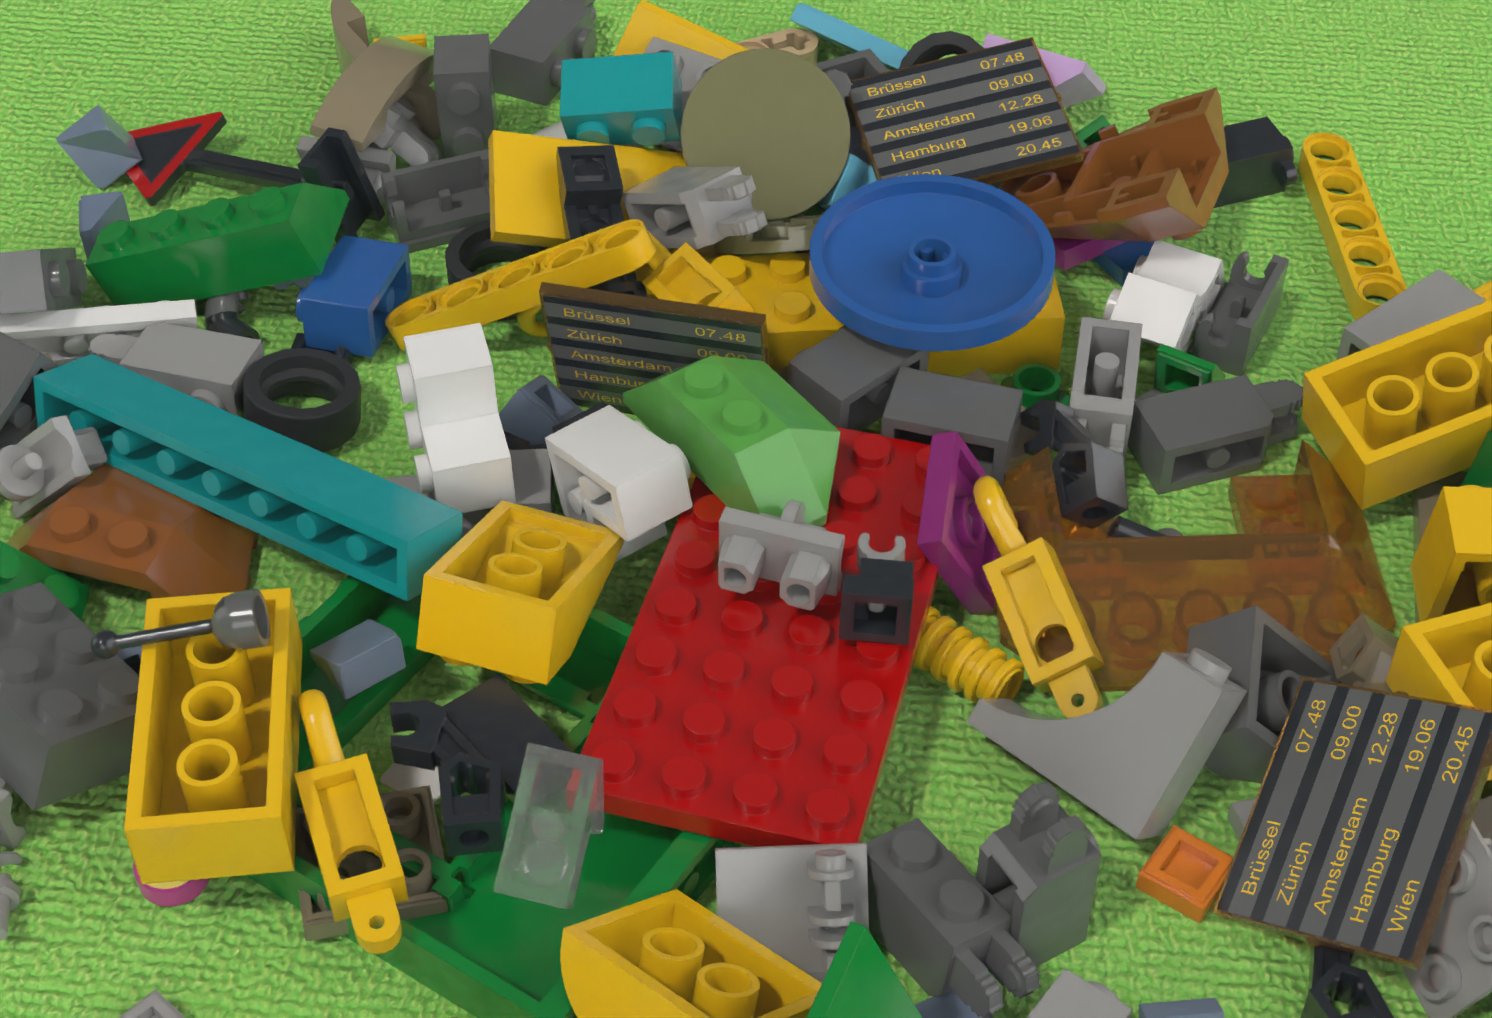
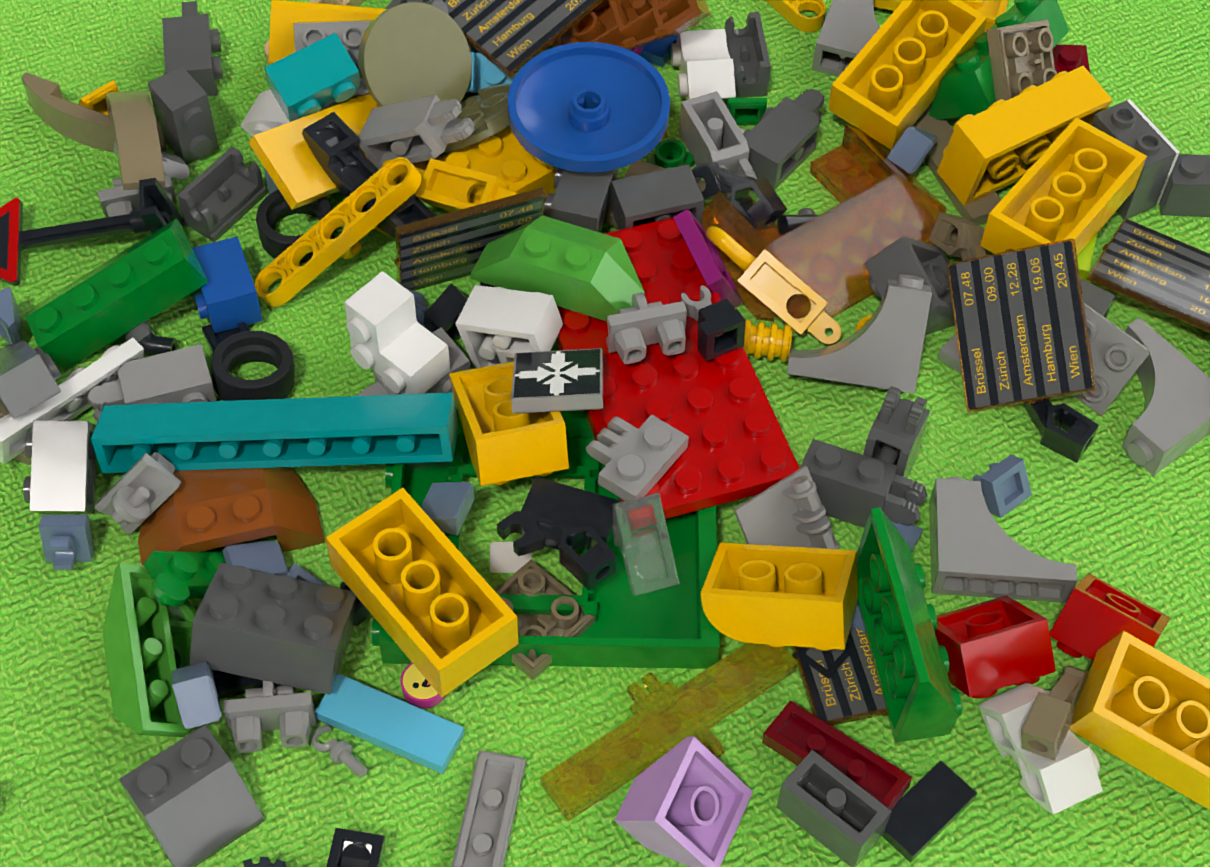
camera: 35 degrees left, 10 degrees up
(89, 896) = (390, 723): none -> medium azure tile
(105, 606) = (257, 556): none -> sand blue slope
(236, 622) = (401, 522): hinge -> none
(349, 817) = (532, 599): yellow piece -> none
(604, 561) = (557, 381): none -> tile
(634, 707) = (635, 456): none -> light grey hinge
(1185, 874) = (943, 397): orange tile -> none
(1387, 518) = (912, 149): none -> sand blue slope

